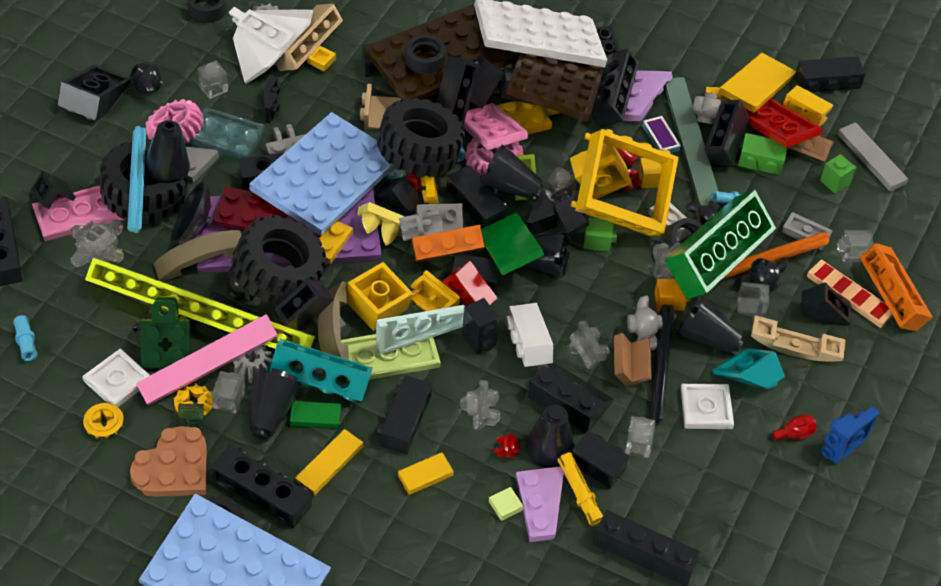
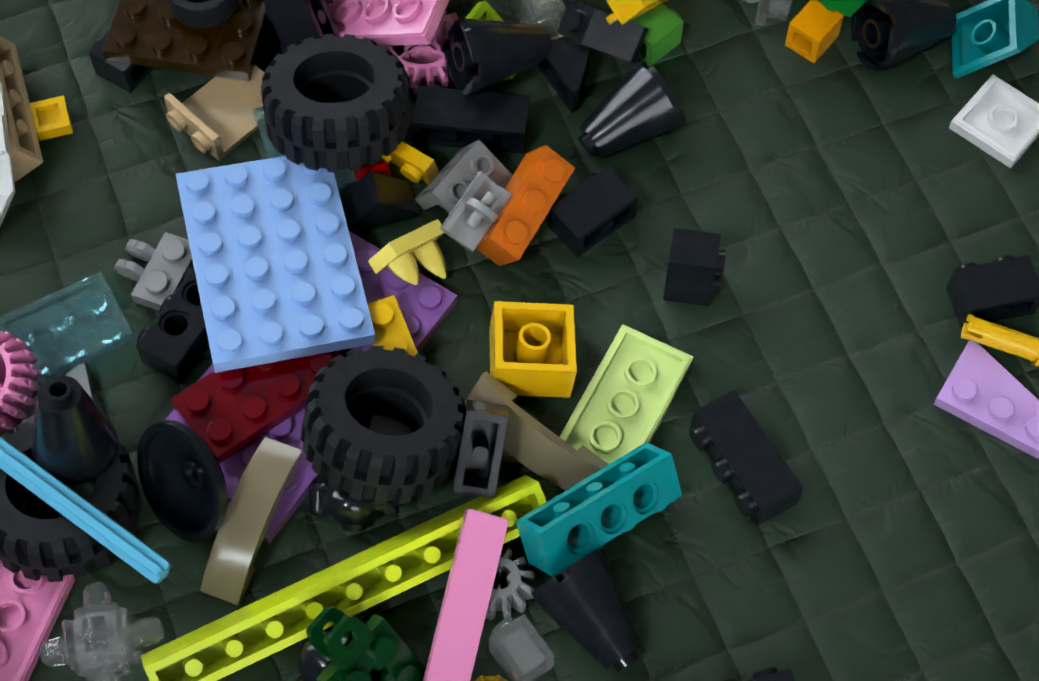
camera: 45 degrees left, 10 degrees up
(271, 94) = (61, 232): black slope -> none
(315, 414) = (649, 566): green tile -> none
(329, 462) = (738, 608): yellow tile -> none
(412, 328) = (628, 351): light aqua wing -> none
(425, 473) = (850, 504): yellow tile -> none
(432, 294) = (588, 283): yellow hinge -> none
(469, 285) = (620, 236): hinge -> none
(478, 403) = (804, 360): clear hips -> none
(506, 503) = (971, 445): yellowish green tile -> none
(510, 244) = (602, 133): green tile -> none
(510, 446) = (894, 373): red plate -> none
(530, 334) = (754, 221): white brick -> none
(550, 437) = (924, 320): black cone -> none
(560, 387) = (872, 252): black slope -> none
(585, 344) = (812, 173): clear hips -> none
(632, 360) = (879, 141): medium nougat panel -> none
(640, 436) = (996, 222): clear brick -> none
(645, 322) = (839, 90): light grey piece -> none
(661, 365) = (903, 119): black axle -> none

